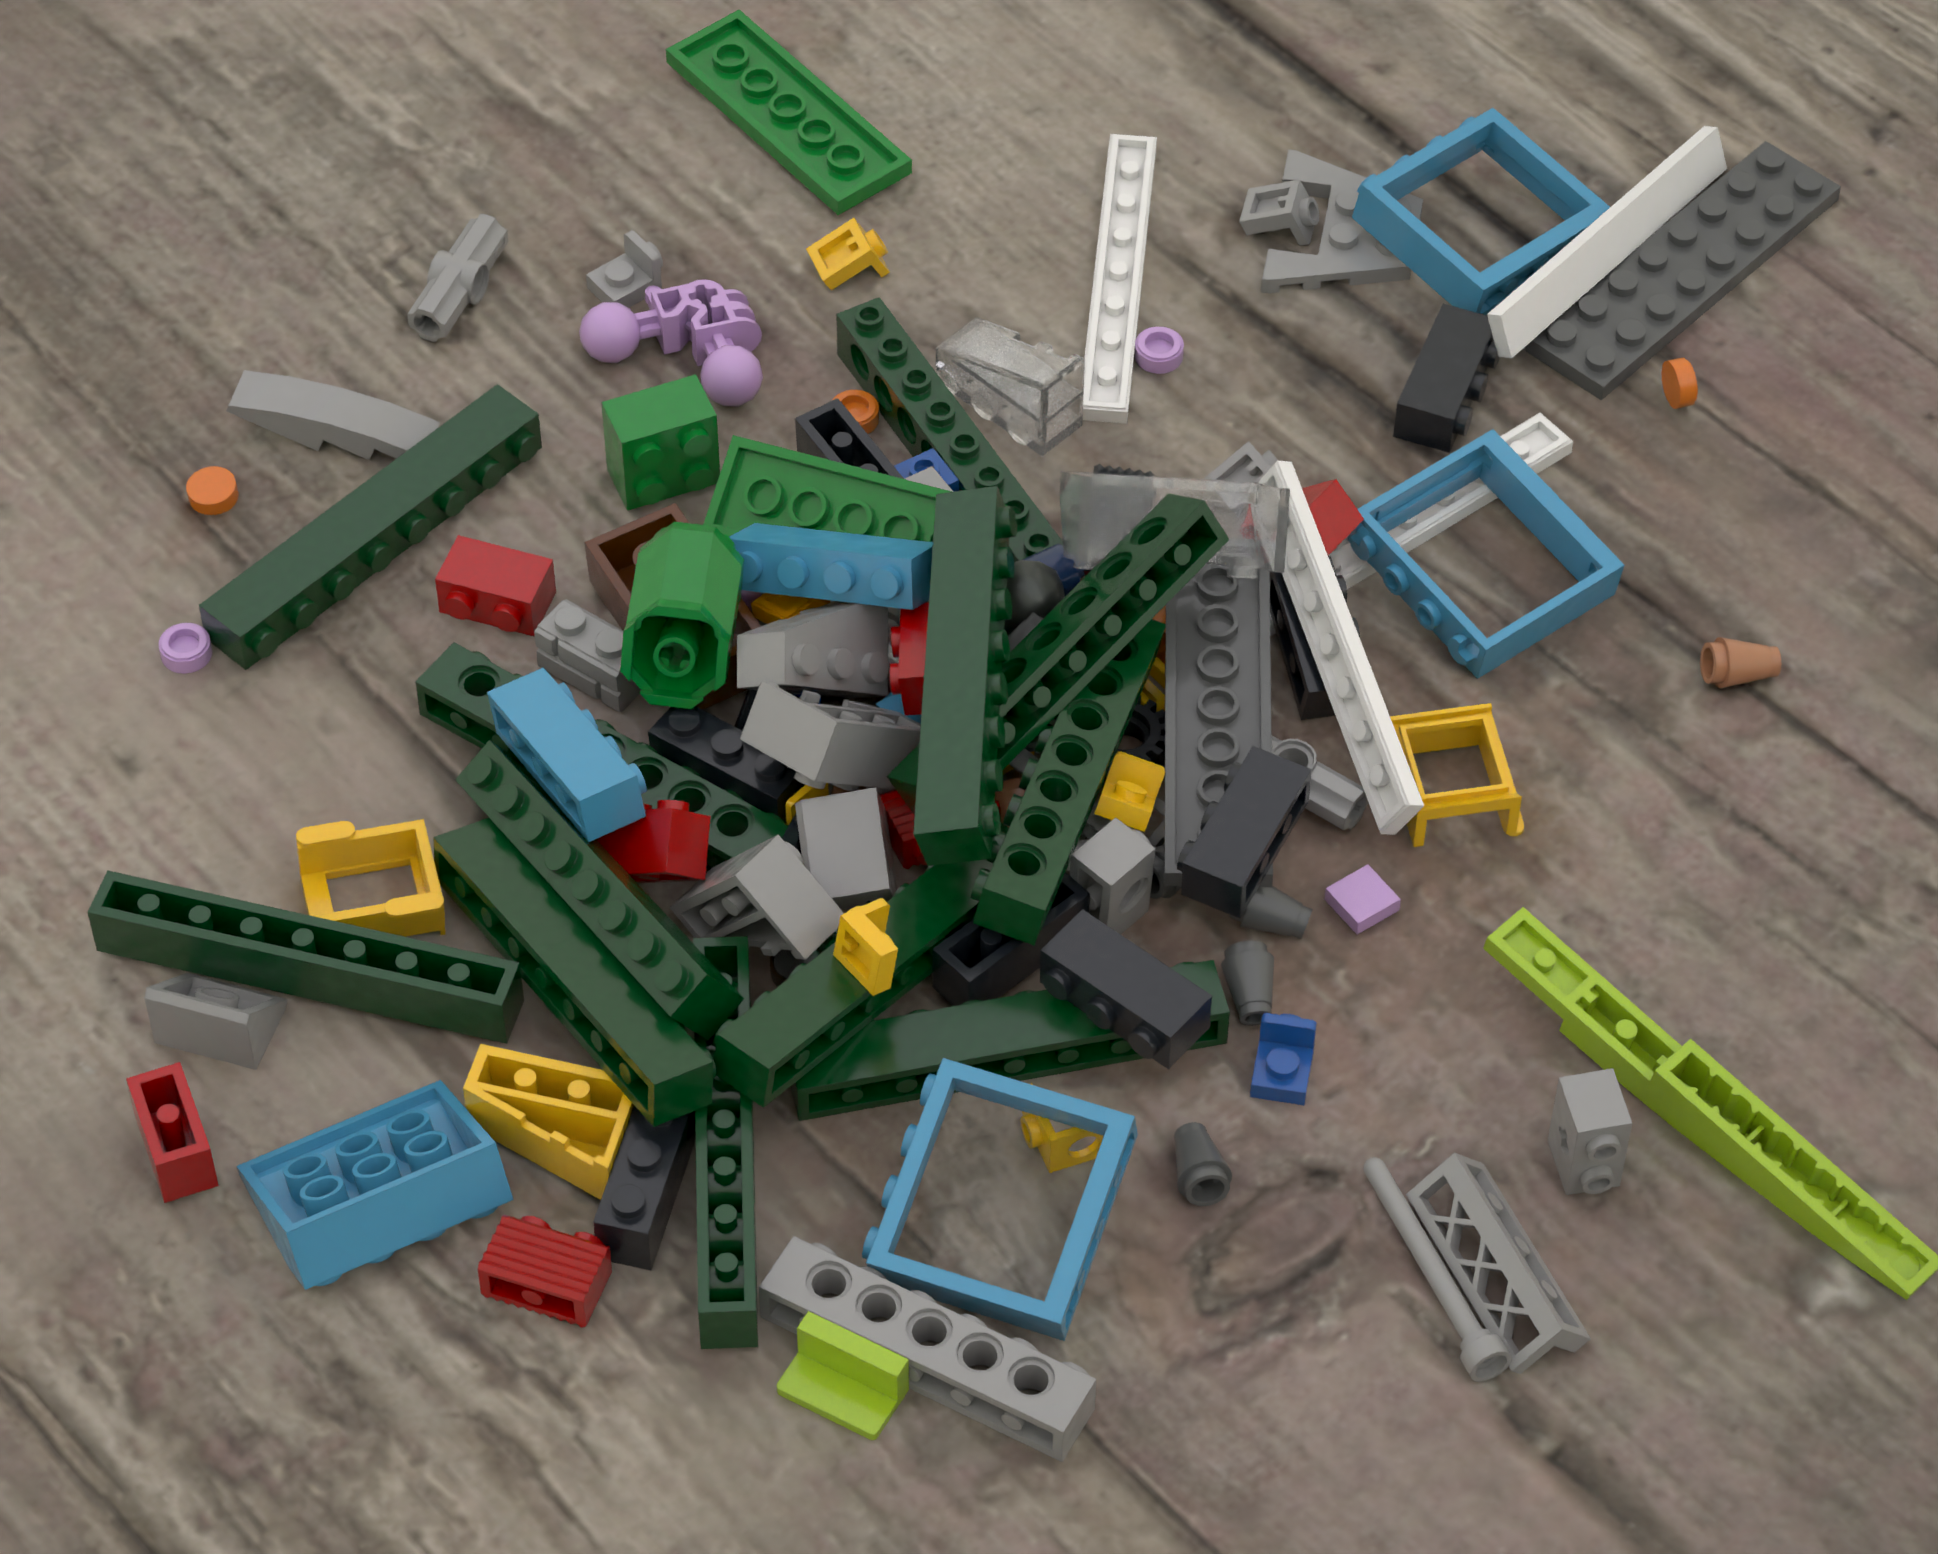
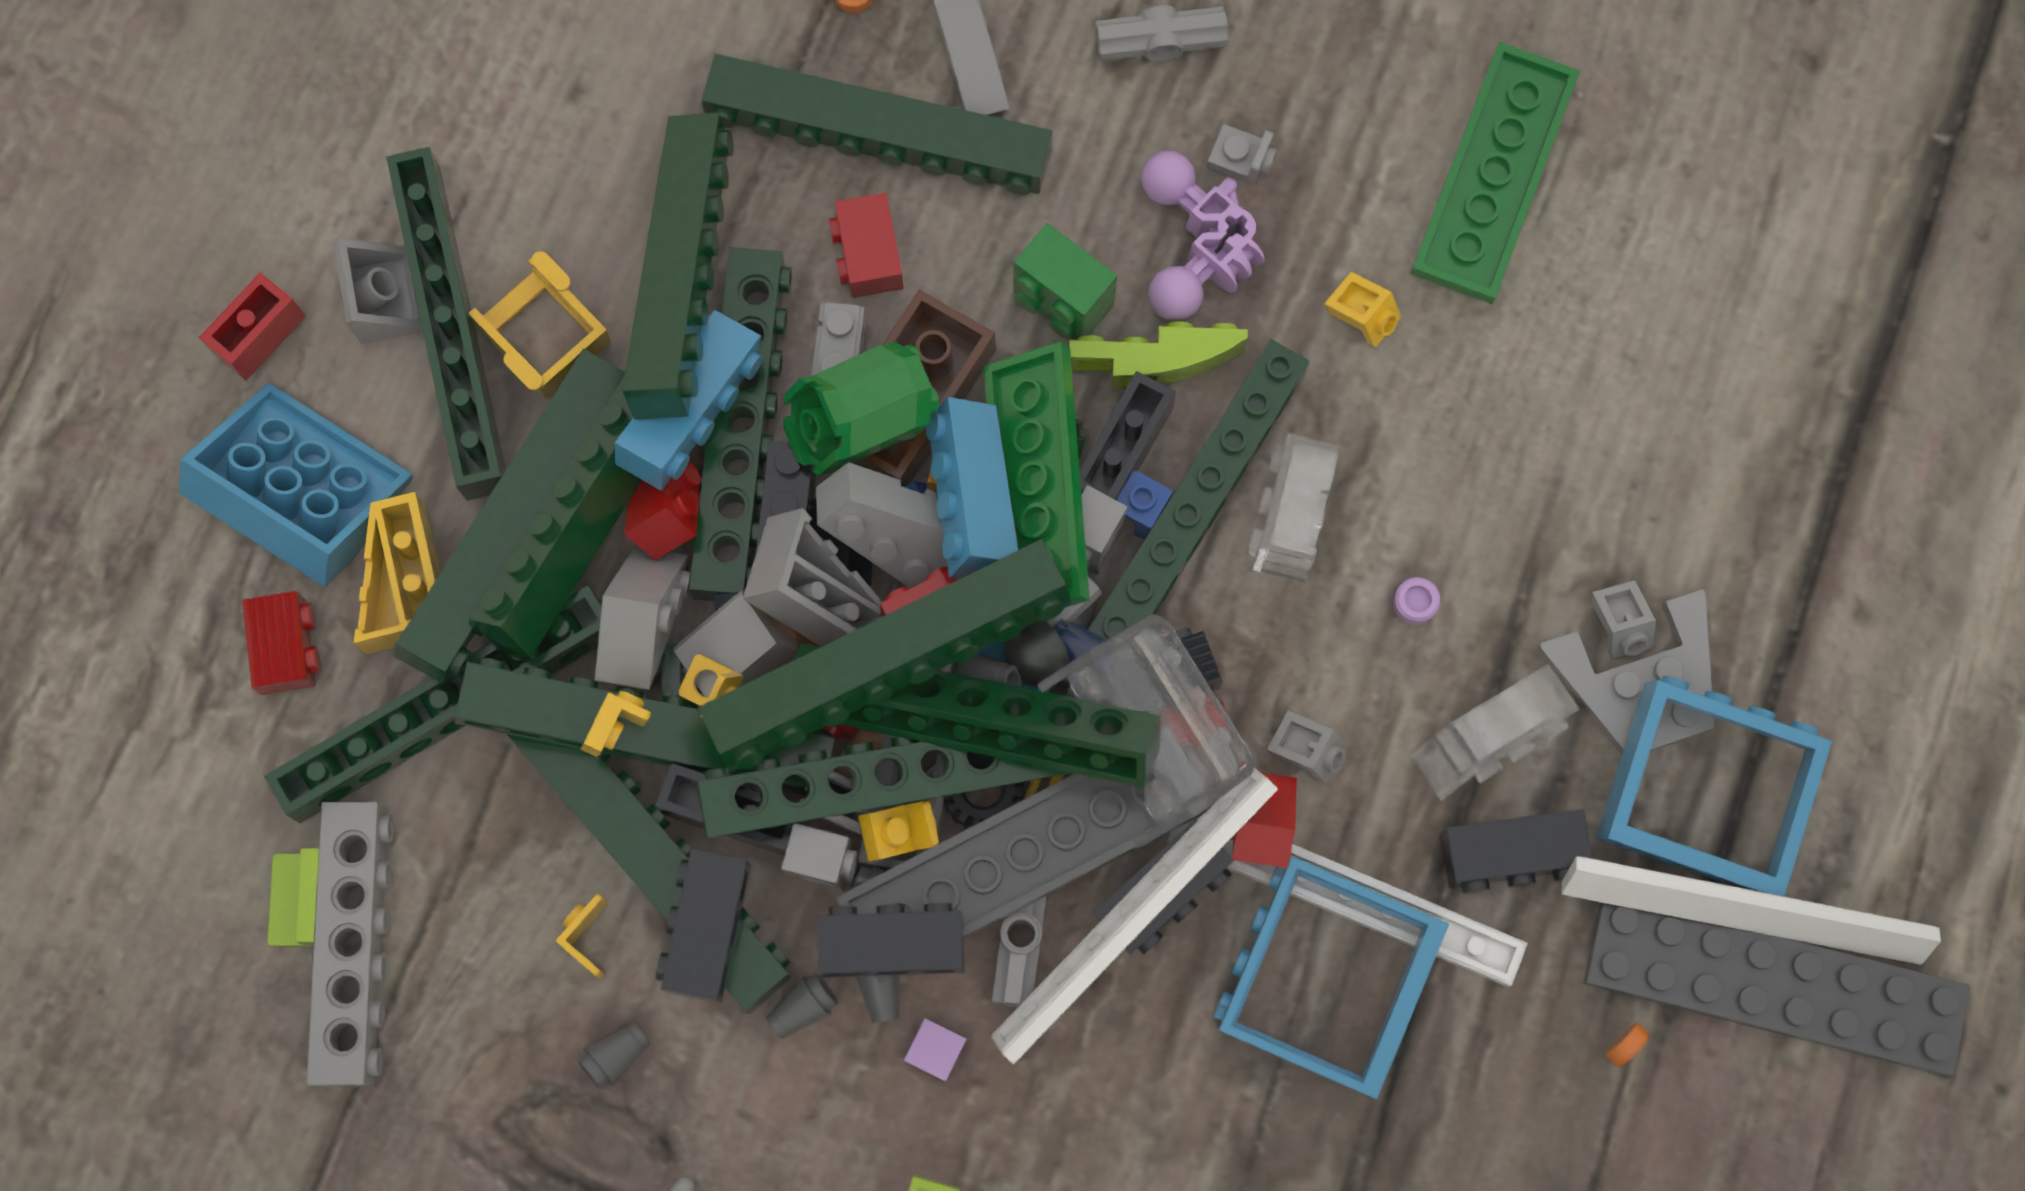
camera: 60 degrees right, 25 degrees up
(185, 648) = (694, 64): lavender tile -> none
(417, 701) = (678, 267): none -> dark green brick
(644, 1188) = (363, 674): black brick -> none
(788, 394) = (1176, 356): none -> lime slope
(862, 407) = (1206, 403): orange tile -> none
(896, 851) = (726, 681): none -> yellow bracket
(1057, 1311) = (565, 921): dark azure window -> none
(1118, 278) = (1479, 526): white tile -> none
(1283, 1058) = (743, 1068): blue bracket -> none
(1331, 343) = (1495, 731): none -> clear wedge
(1458, 729) = (1084, 1123): yellow piece -> none

